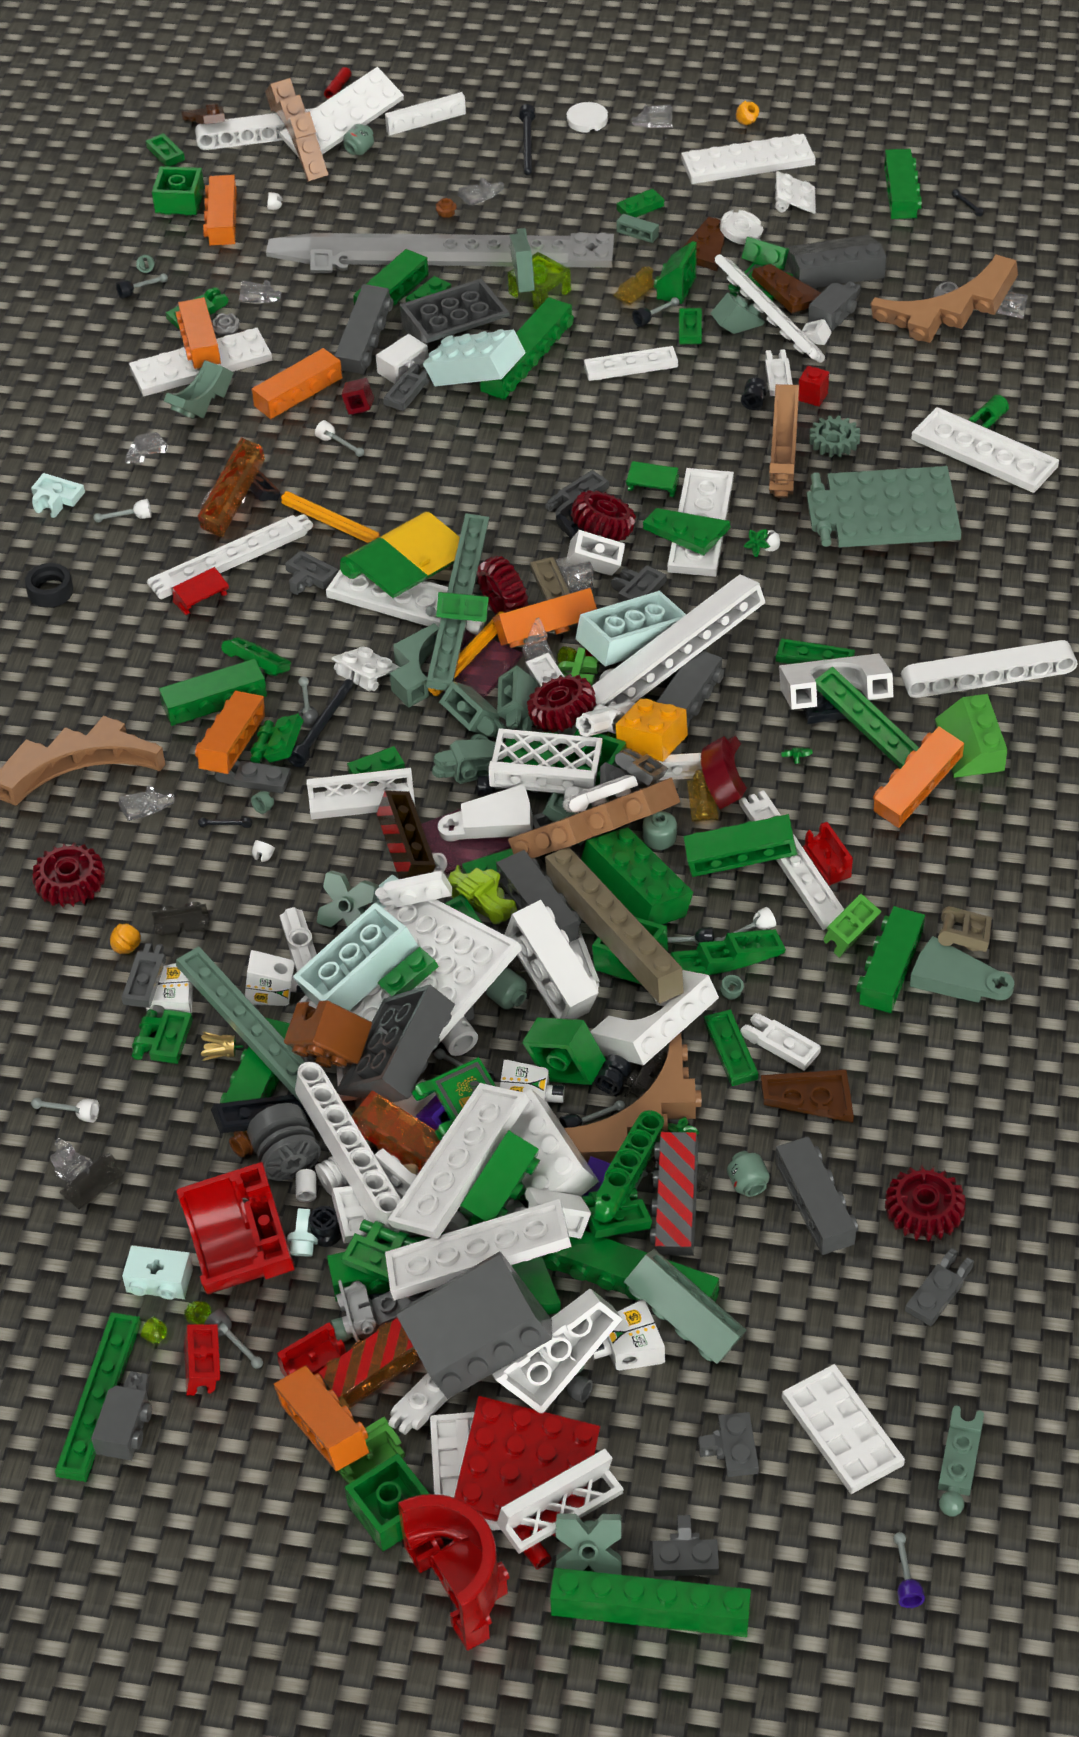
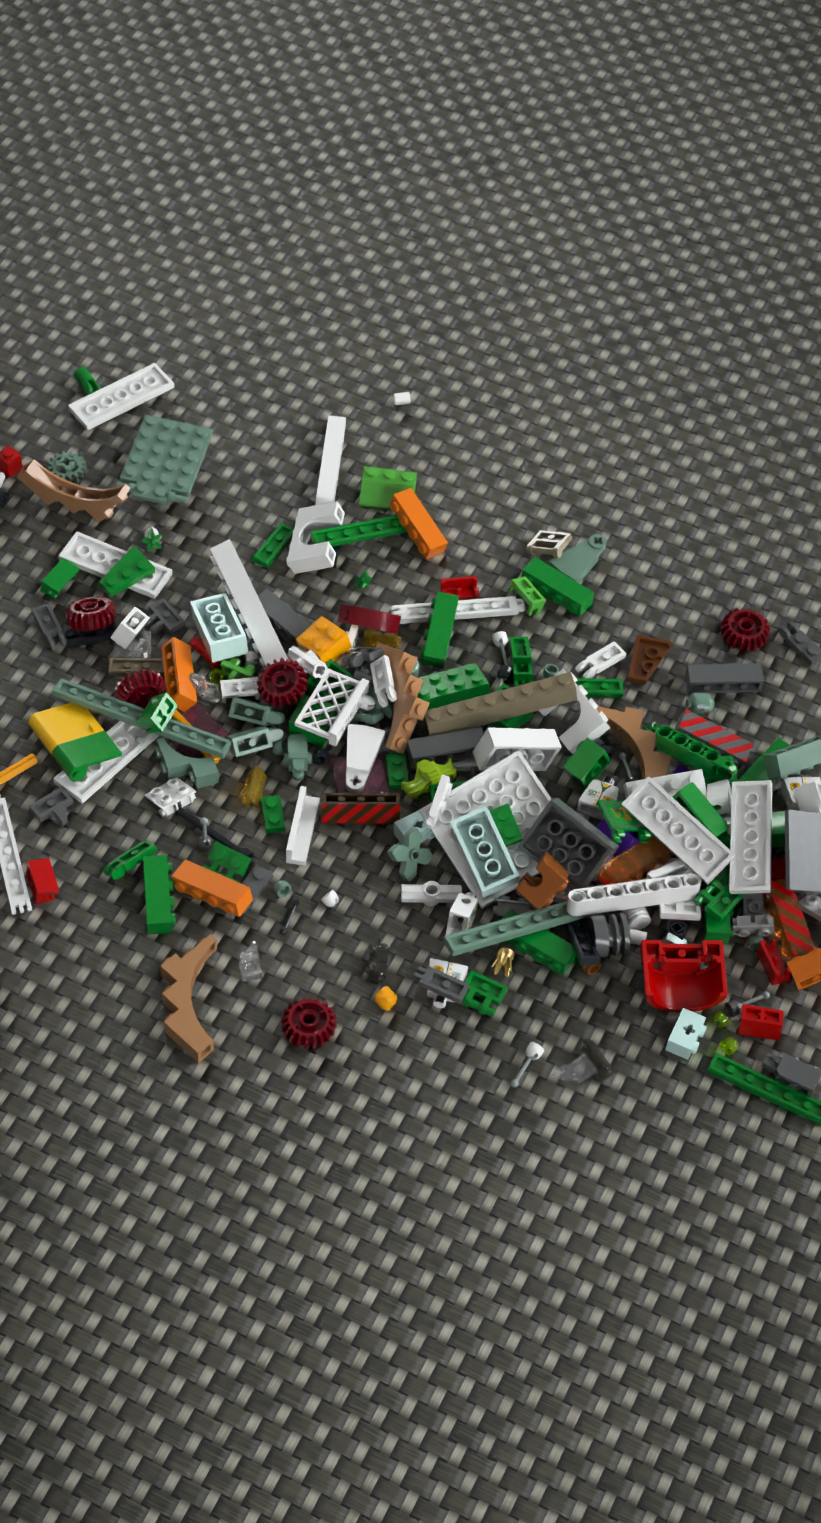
camera: 80 degrees left, 5 degrees up
(407, 735) = (254, 787): none -> clear yellow hinge

